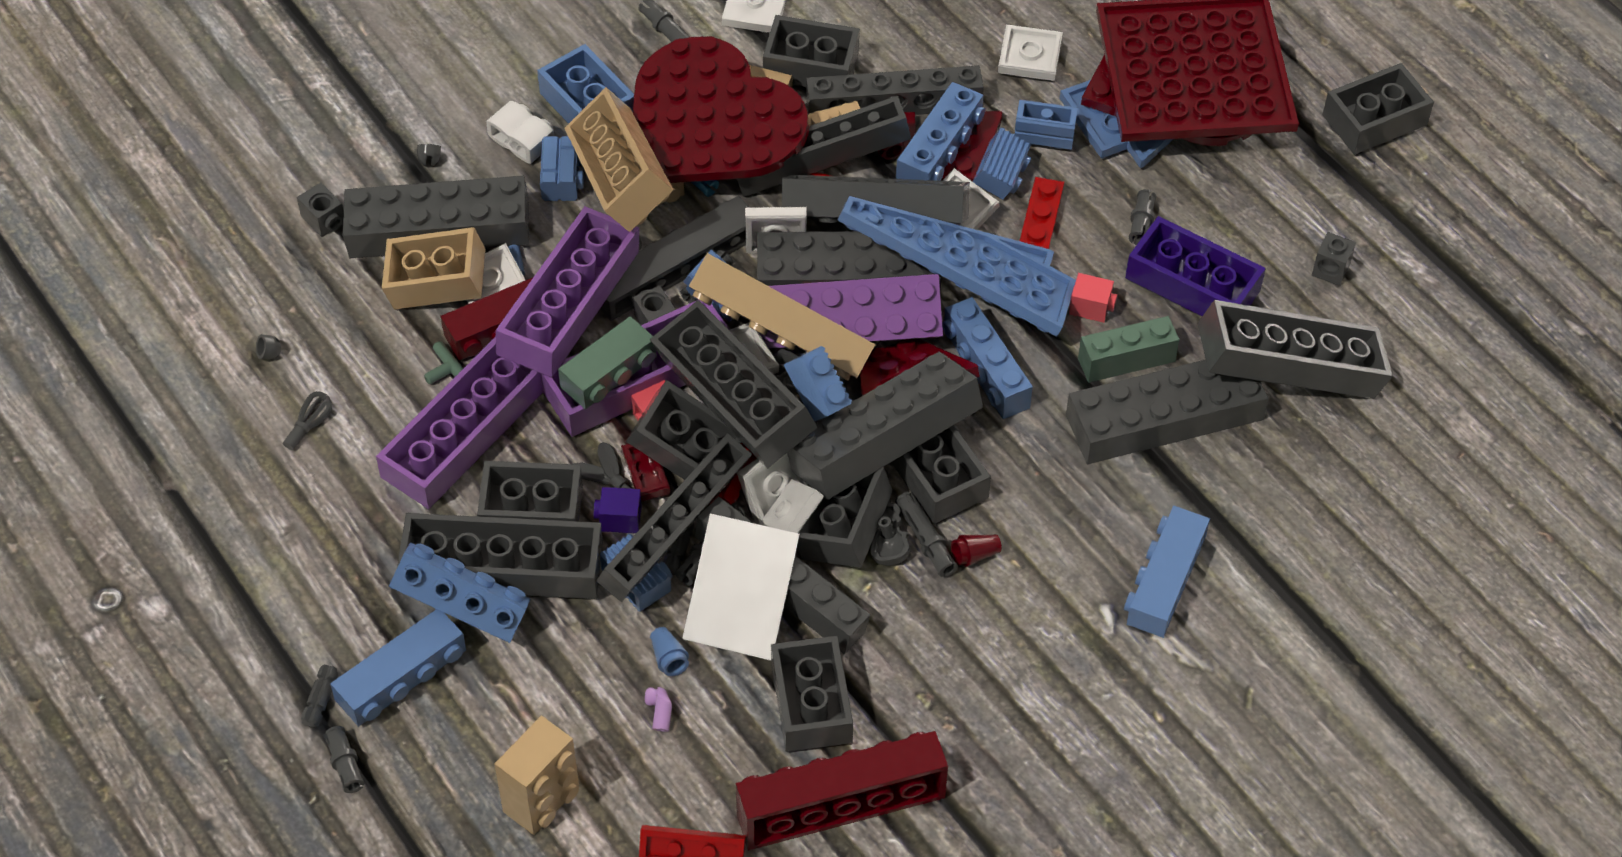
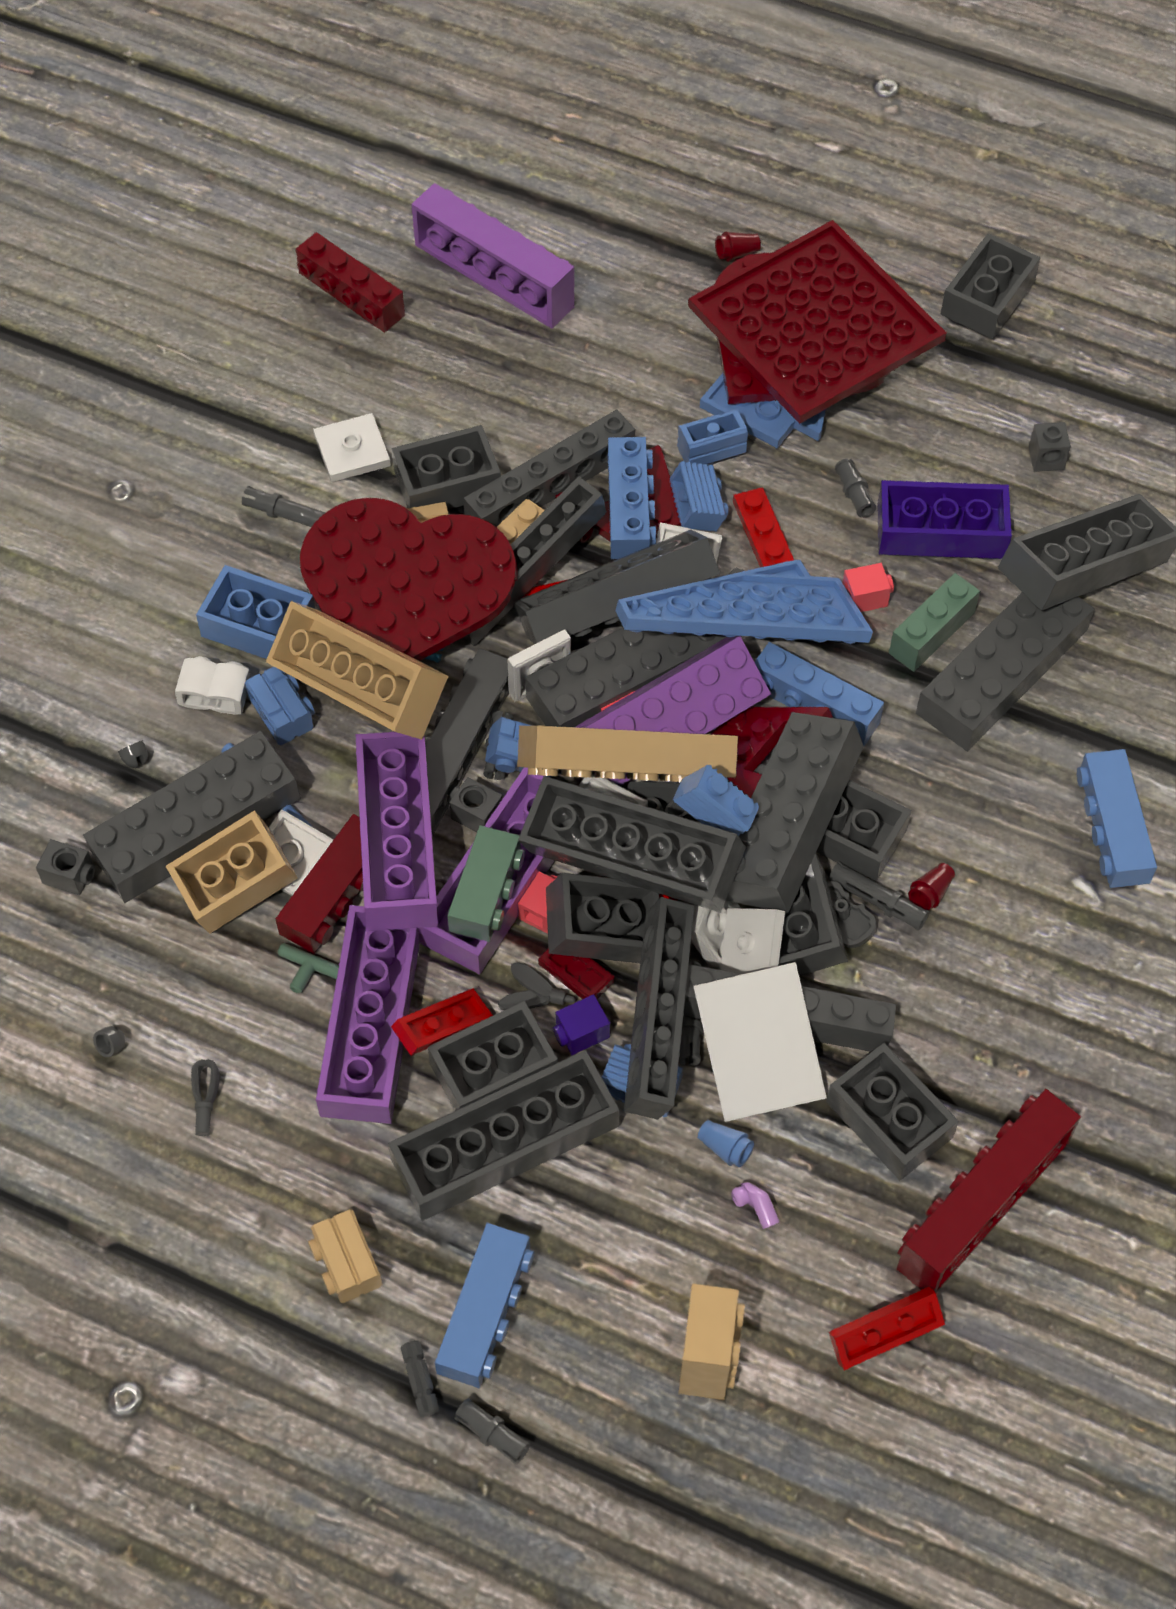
camera: 30 degrees left, 5 degrees up
(325, 581) = (346, 1257): none -> tan brick
(460, 592) = (498, 1195): medium blue brick -> none
(502, 446) = (440, 1021): none -> red plate
(1030, 52) = (644, 374): white plate -> none

